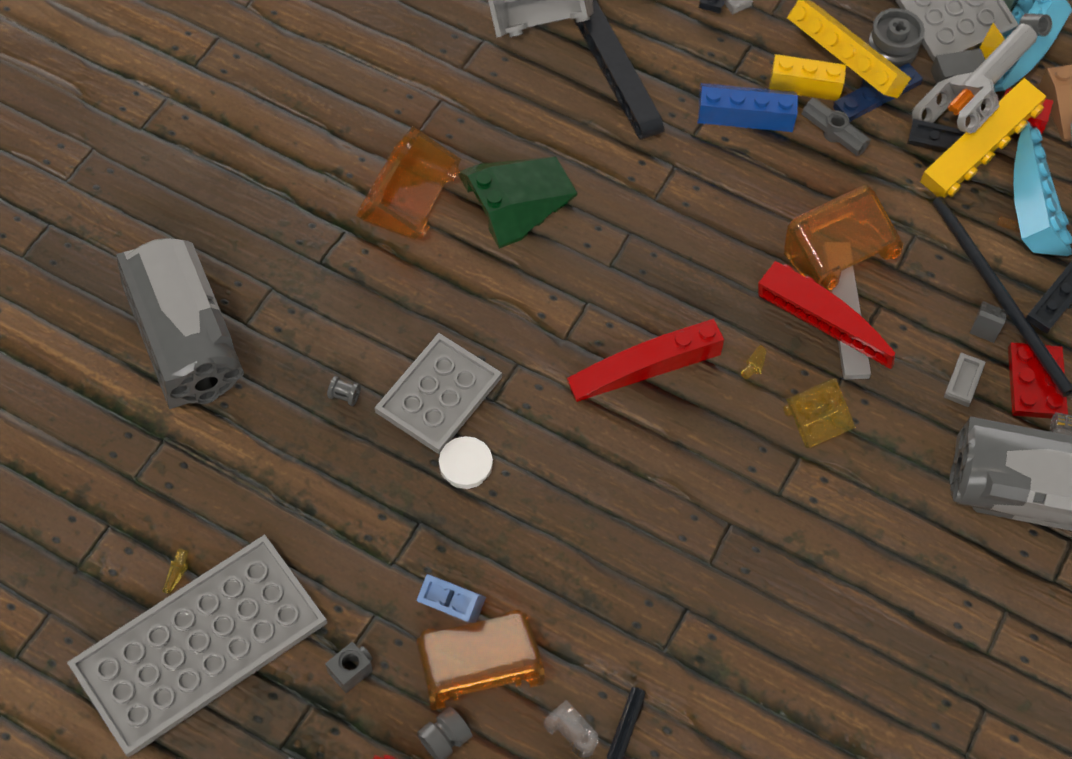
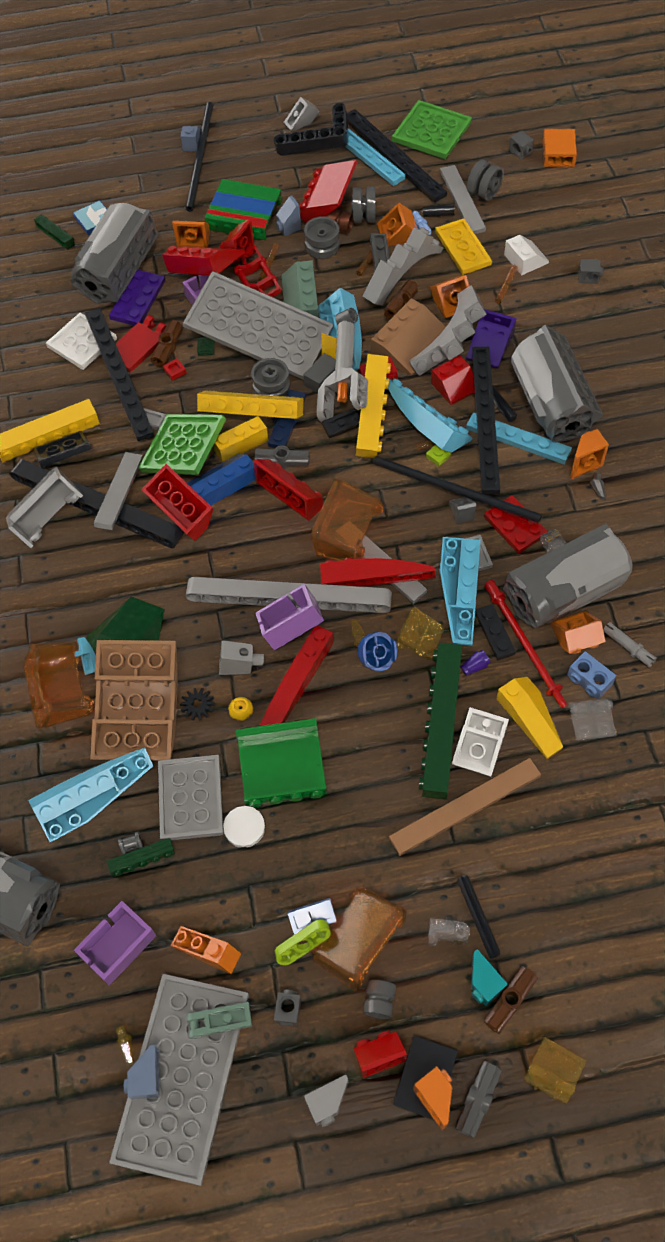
camera: 35 degrees left, 0 degrees up
(164, 610) = (144, 1076): none -> sand blue slope
(243, 472) = (113, 948): none -> medium lavender piece
(276, 620) = (219, 1020): none -> sand green plate
(325, 547) = (206, 949): none -> orange slope
(342, 411) = (140, 857): none -> dark green piece
(345, 312) = (87, 794): none -> medium azure wedge
(400, 615) = (313, 933): none -> lime beam
(459, 184) = (87, 656): none -> medium azure slope
(467, 257) = (135, 699): none -> medium nougat slope
(532, 316) = (193, 710): none -> black gear
(558, 429) = (281, 762): none -> green panel
(565, 353) = (240, 714): none -> yellow plate
(604, 293) = (238, 658): none -> light grey torso
(632, 41) = (118, 491): none -> light grey tile
(682, 95) = (179, 502): none -> red slope
(687, 290) = (284, 621): none -> medium lavender piece
(709, 624) = (464, 806): none -> medium nougat tile
(718, 273) = (265, 592): none -> light grey beam
(740, 39) = (182, 443): none -> bright green plate
(760, 403) = (377, 651): none -> blue cylinder
(762, 518) = (442, 721): none -> dark green brick
(784, 572) = (480, 741): none -> white slope
(812, 159) = (287, 488): none -> red slope
(853, 489) = (475, 663): none -> dark purple cone
(869, 586) = (529, 711): none -> yellow wedge
(907, 475) = (495, 632): none -> black plate
(911, 395) = (459, 585): none -> medium azure wedge
(933, 649) = (592, 719): none -> clear hinge
(942, 442) = (498, 598): none -> red bar
(981, 602) = (594, 672): none -> medium blue brick
(1002, 546) = (578, 632): none -> orange slope
(1014, 246) = (438, 455): none -> lime plate
(1053, 612) = (629, 644): none -> light grey pin

